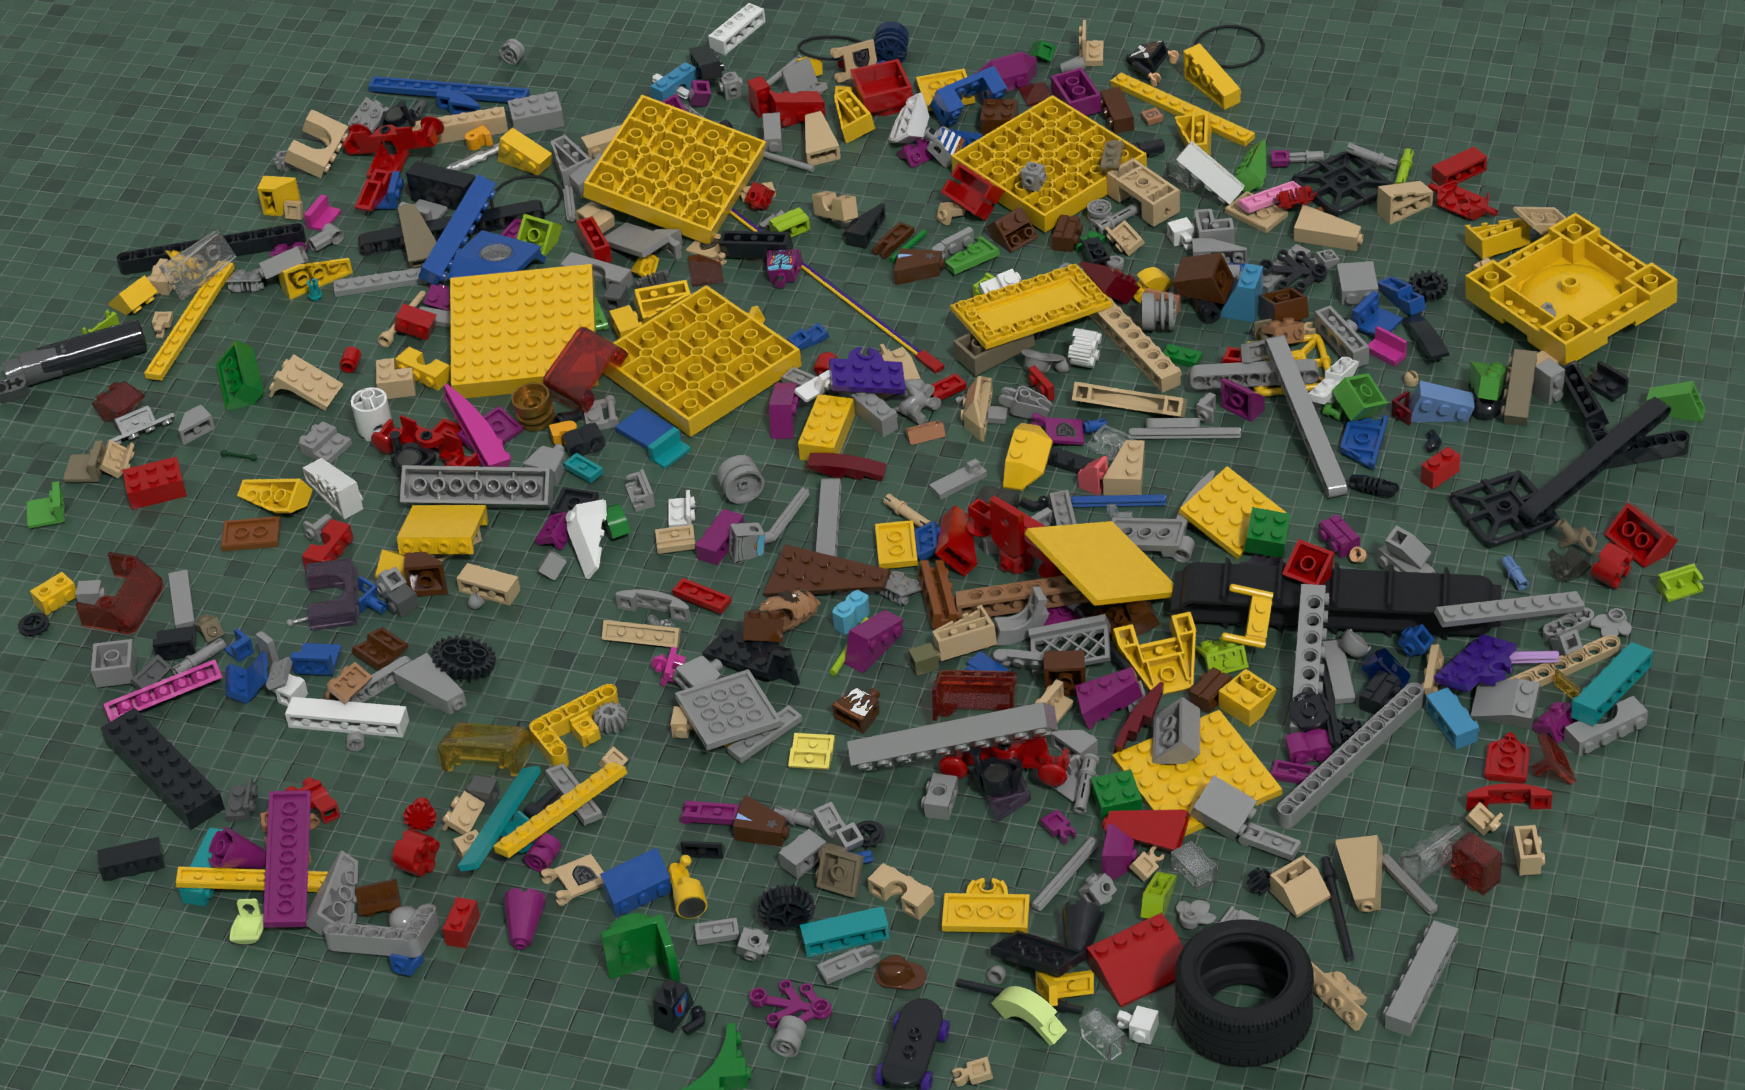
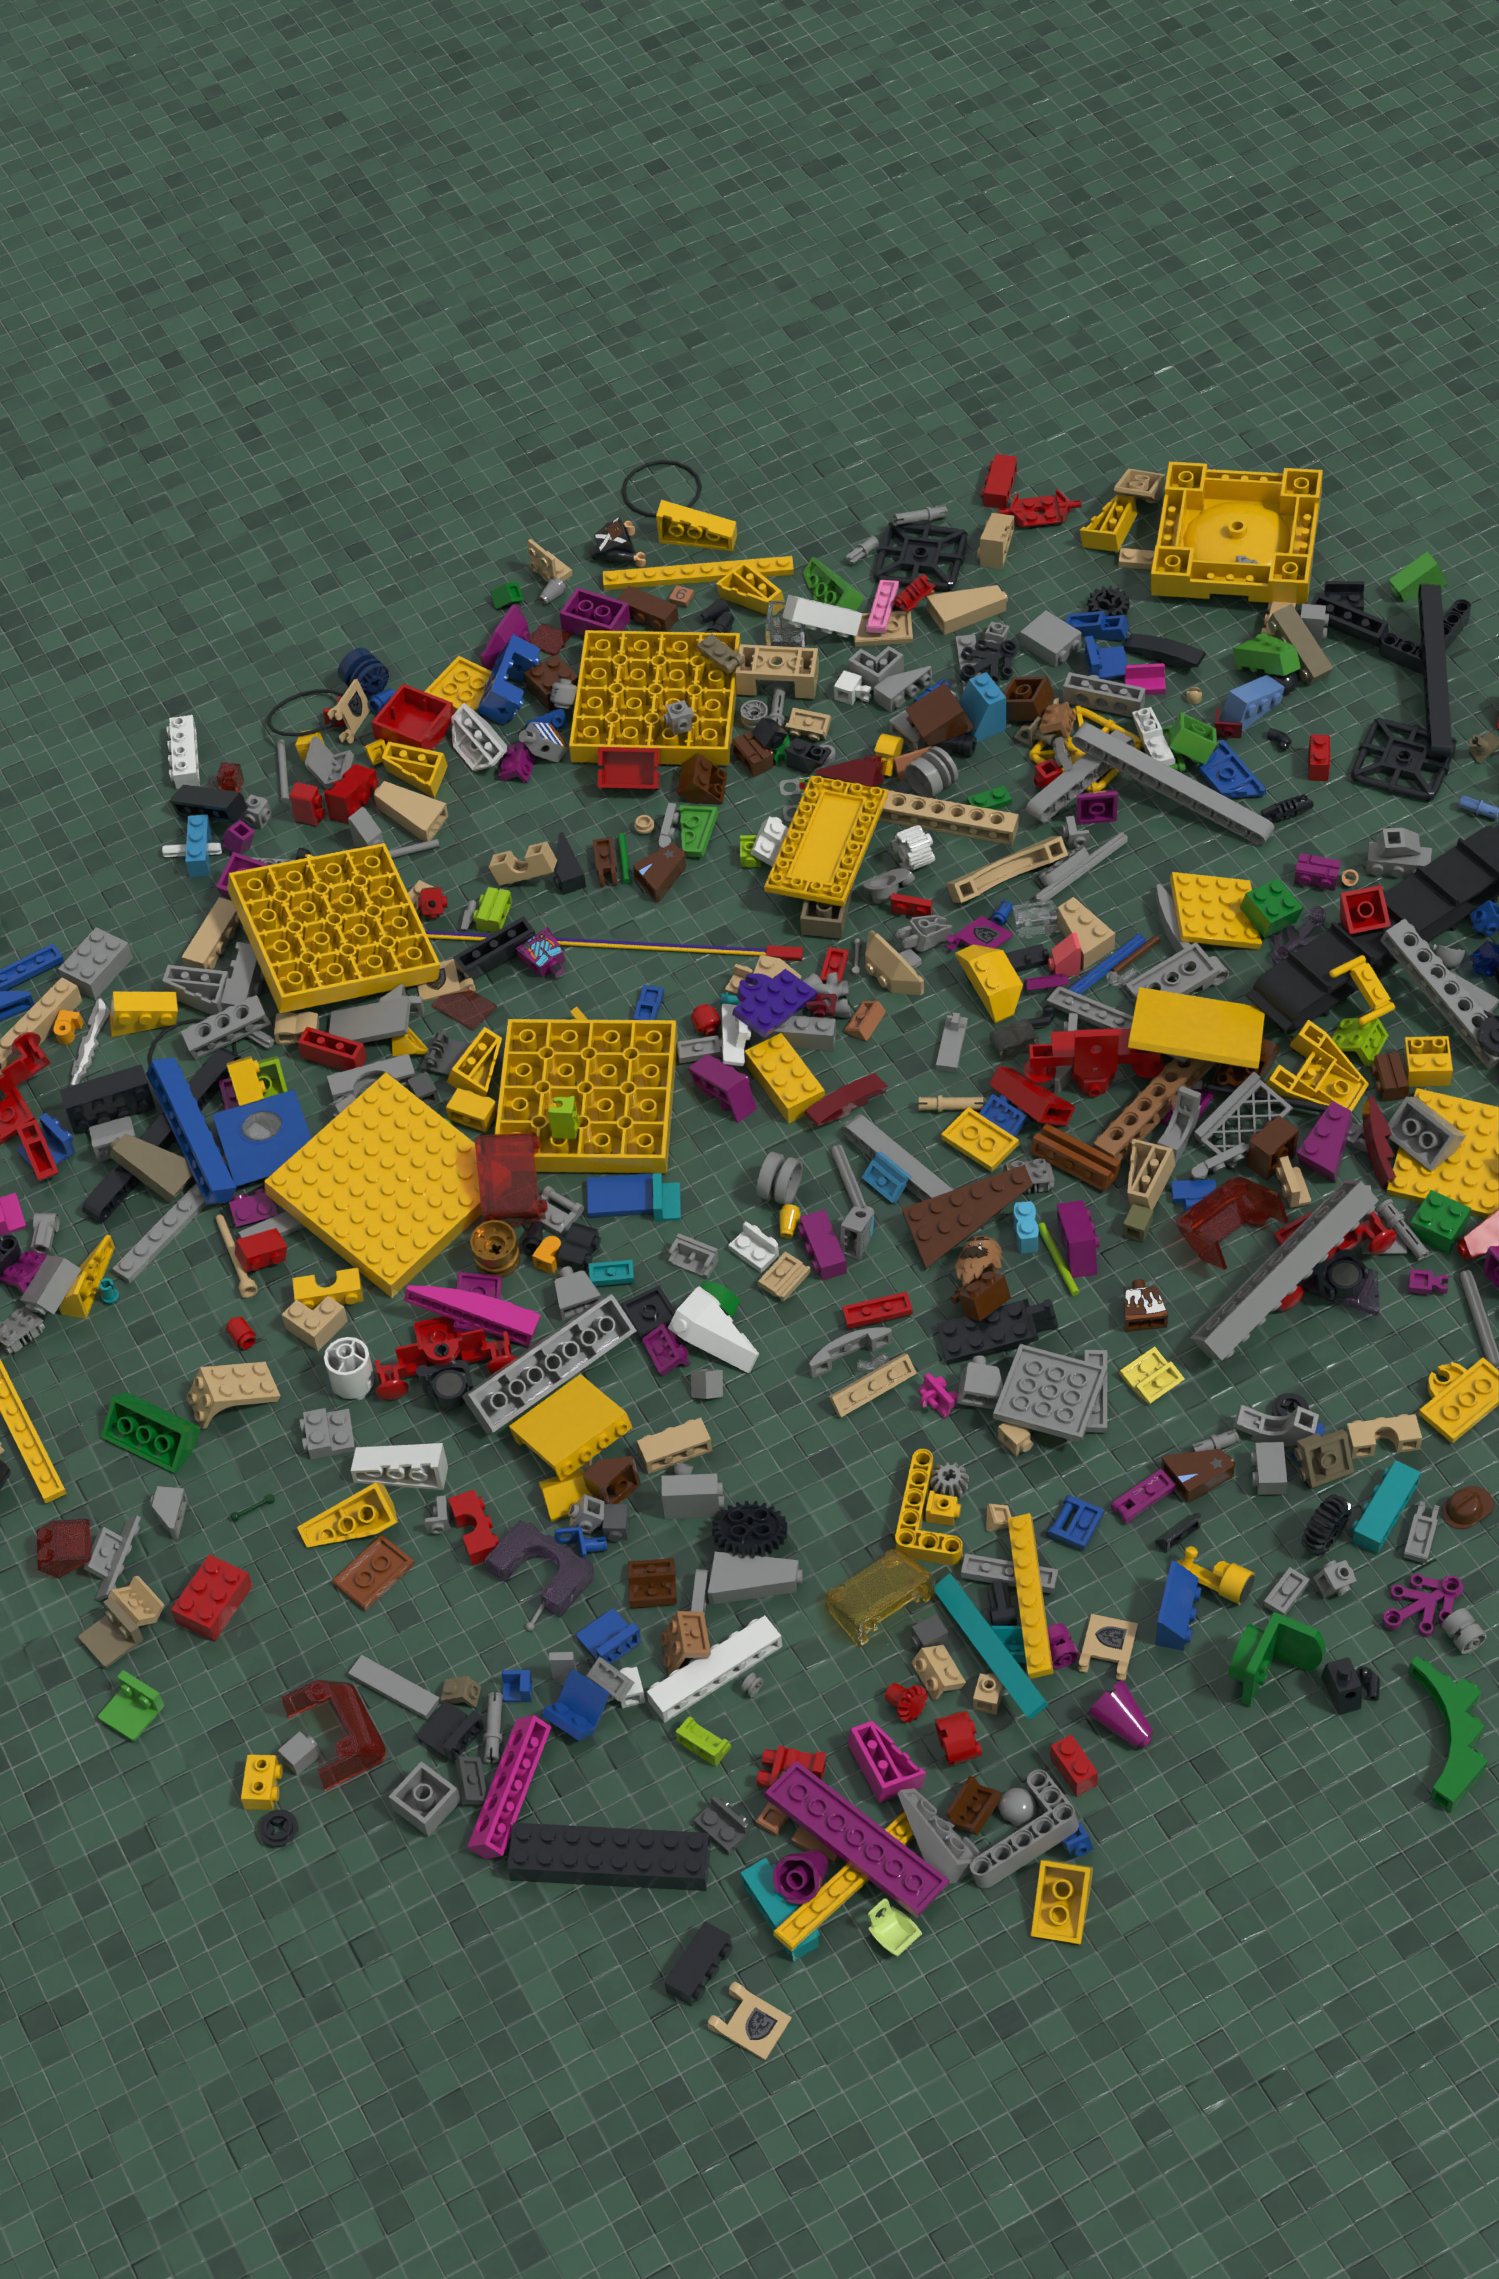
camera: 45 degrees left, 10 degrees up
(118, 916) = (754, 2024): none -> tan flag
(290, 749) = (702, 1742): none -> lime hinge
(356, 986) = (1061, 1901): none -> yellow slope
(361, 833) = (882, 1762): none -> dark pink wedge
(454, 613) = (692, 1496): none -> light grey brick
(518, 221) = (245, 1080): none -> yellow brick
(553, 190) = (236, 1029): none -> light grey brick
(650, 797) = (1082, 1525): none -> blue plate
(652, 354) = (564, 1118): none -> lime hinge
(718, 507) = (789, 1218): none -> yellow cone
(741, 58) = (230, 777): none -> clear red brick
(807, 525) = (886, 1177): none -> dark azure plate
(895, 403) = (820, 1008): none -> dark red bracket
(940, 796) = (1305, 1319): light grey brick -> none
(944, 232) = (644, 824): none -> tan plate
(948, 210) = (622, 802): tan bracket -> none
(989, 122) = (563, 693): none -> light grey head
(1064, 482) = (1046, 981): none -> magenta tile
(1085, 224) = (769, 733): none -> black brick
(1148, 507) = (1136, 954): none -> reddish brown bar
(1164, 134) = (715, 610): none -> black cone
(1280, 158) = (843, 565): magenta plate -> none
(1404, 166) = (953, 507): lime pin -> none

